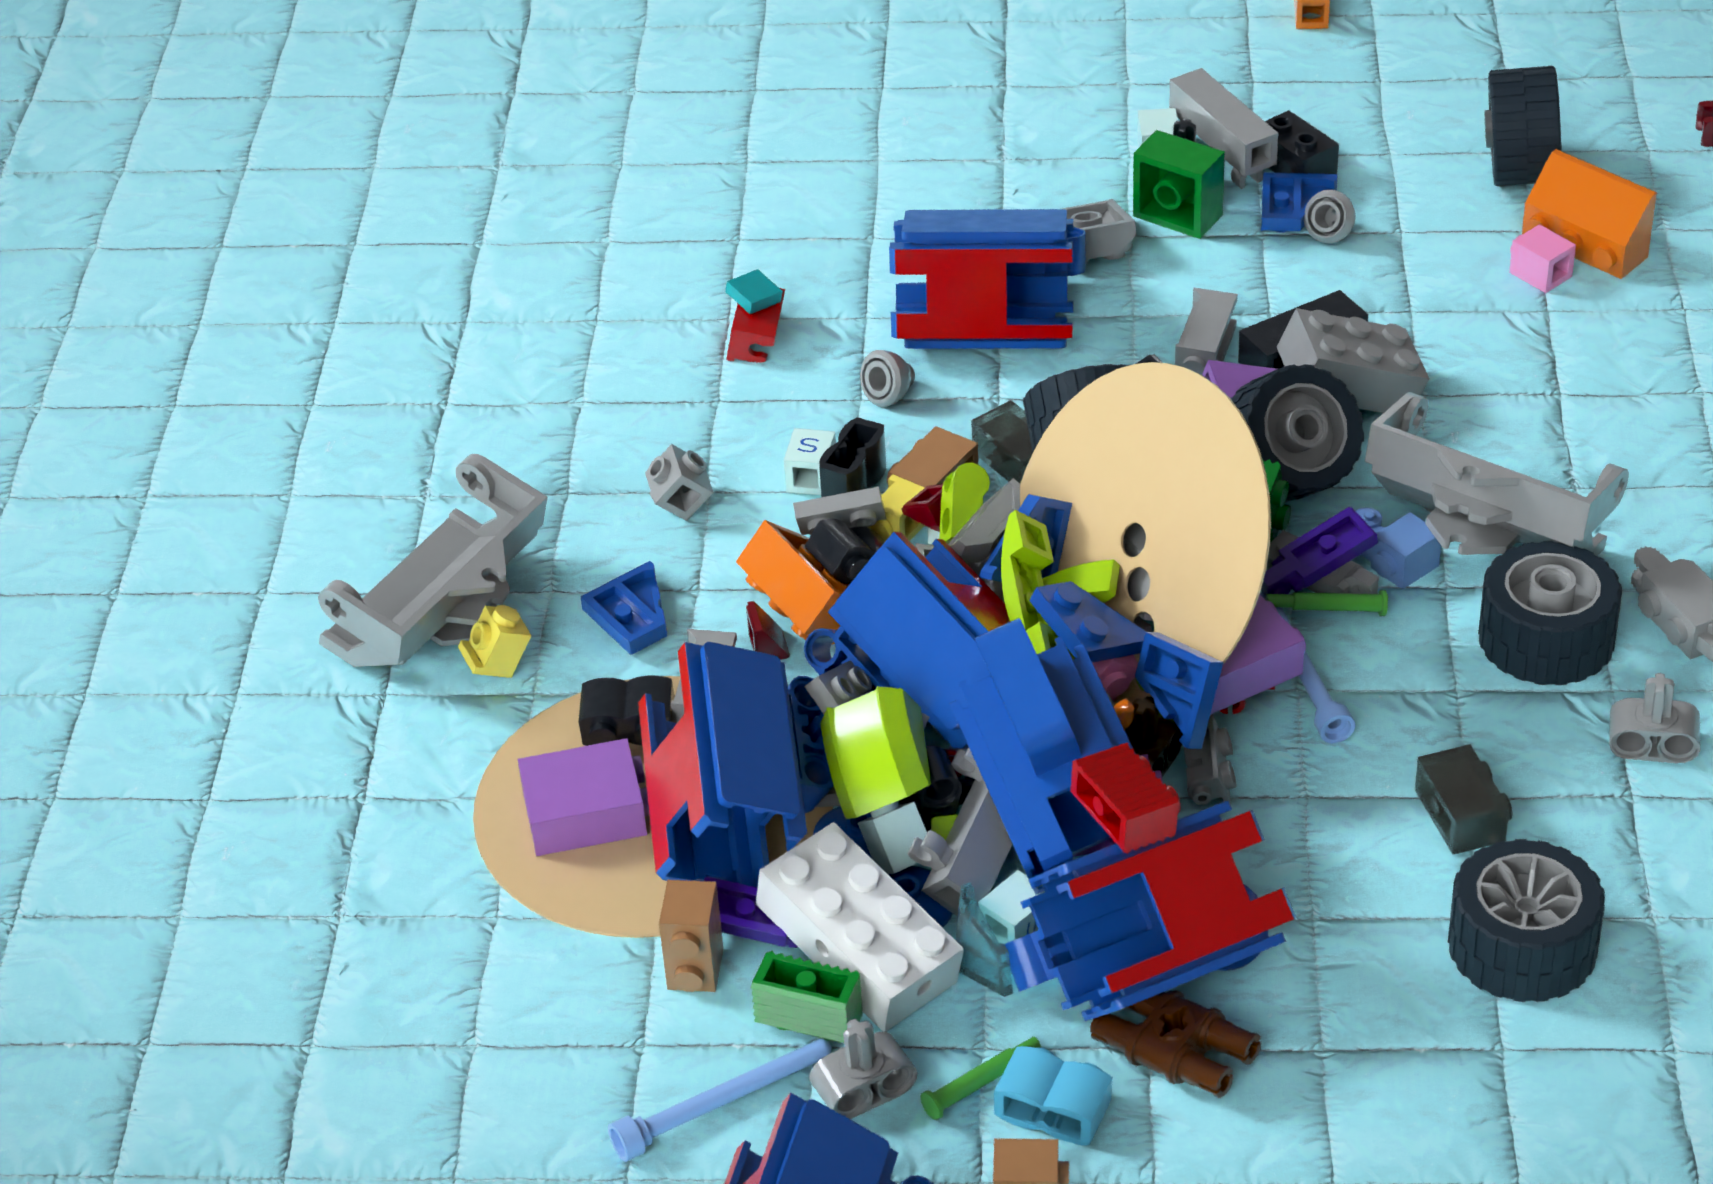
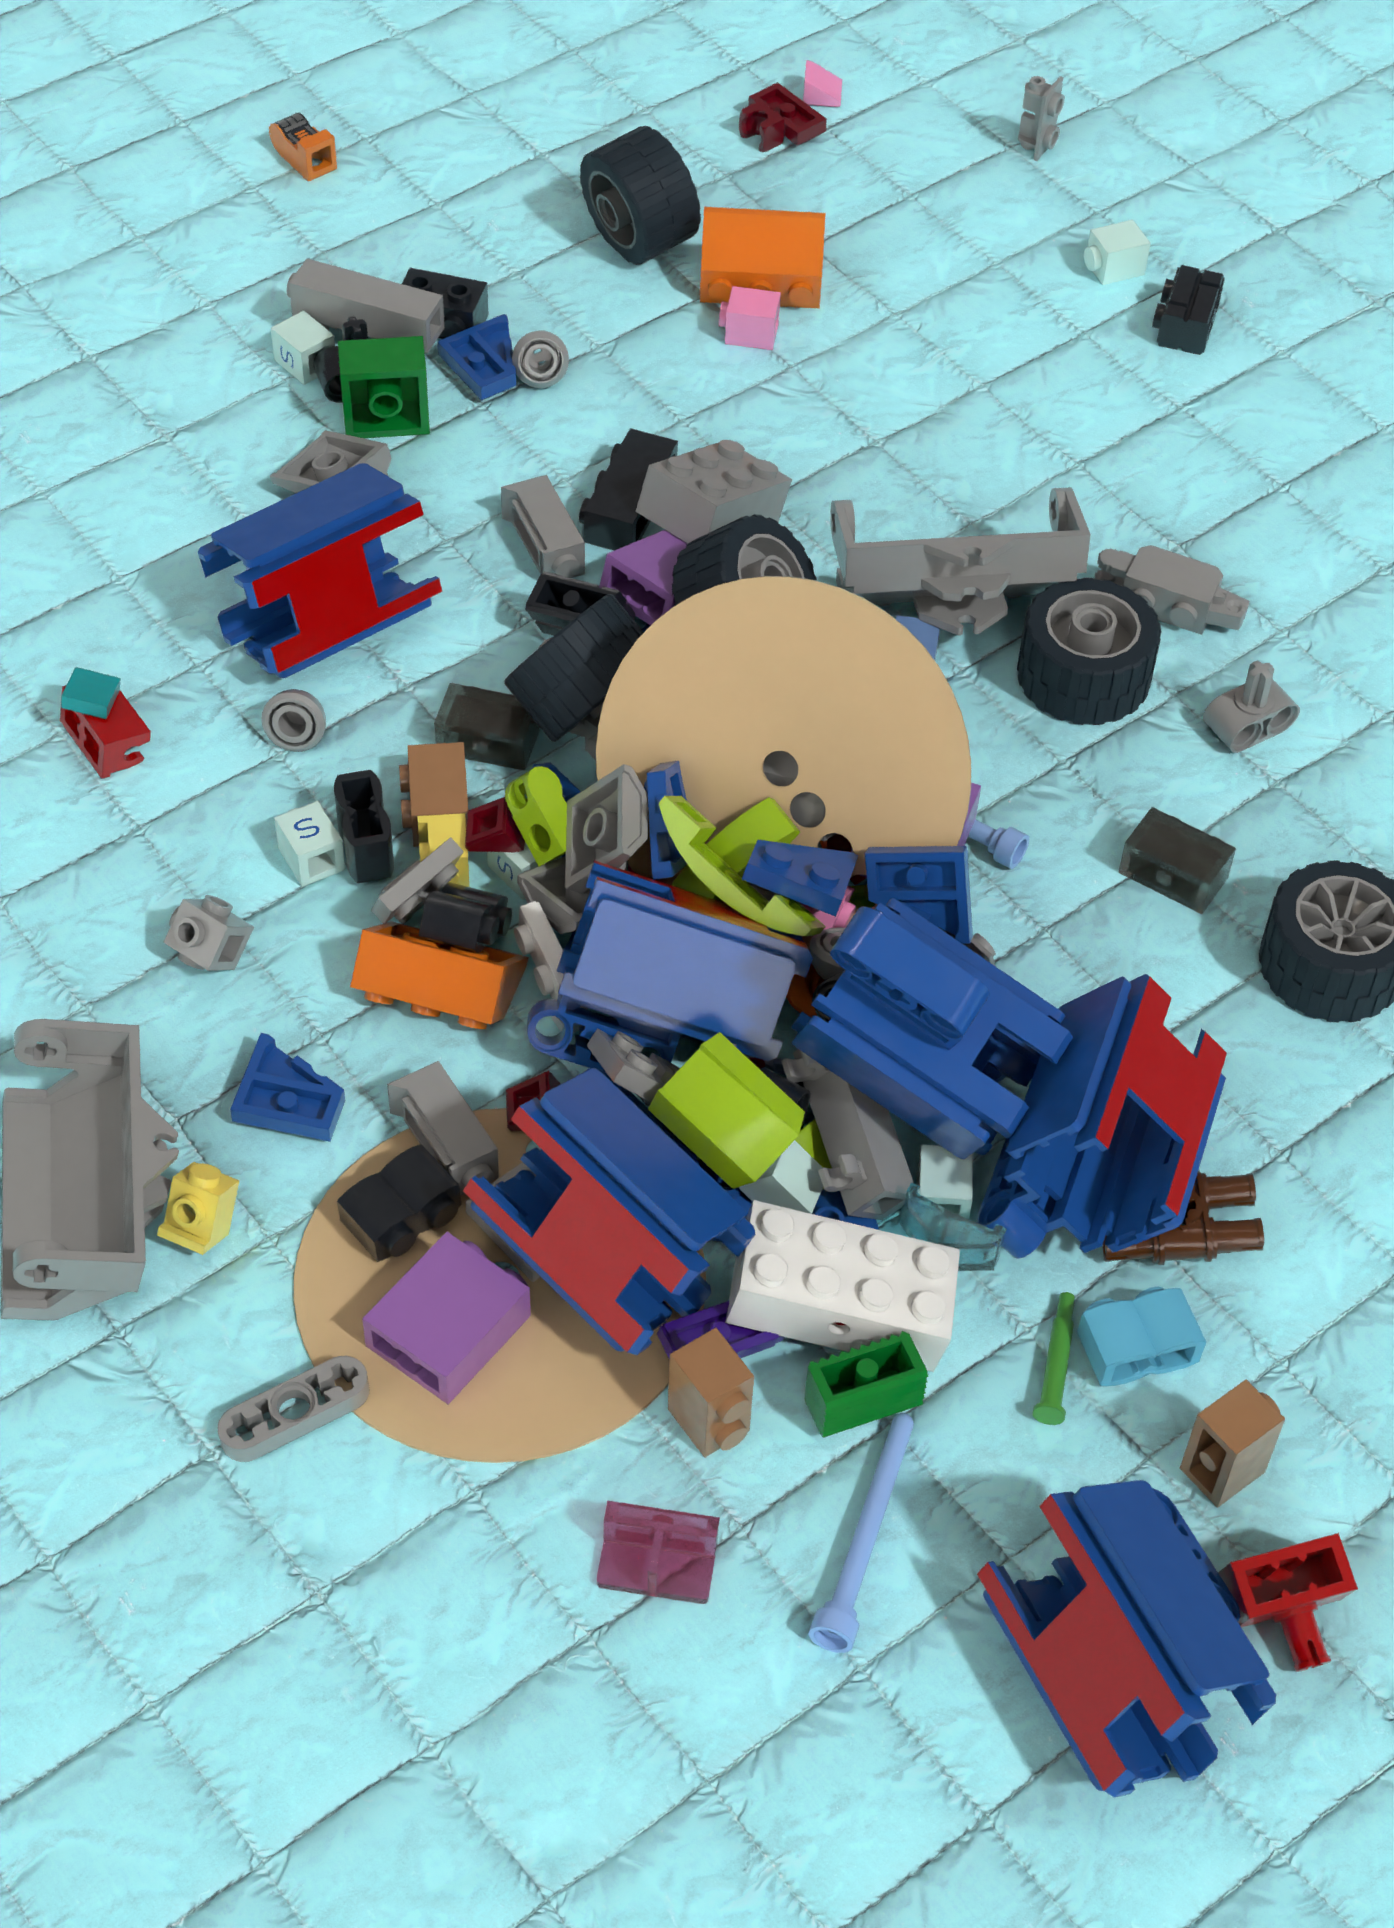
camera: 45 degrees left, 10 degrees up
(403, 797) = (287, 1430): none -> light grey beam
(567, 1021) = (658, 1552): none -> clear pink panel
(765, 633) = (437, 1045): dark red slope -> none
(863, 1072) = (971, 1425): light grey beam -> none
(1126, 797) = (1070, 1025): red brick -> none

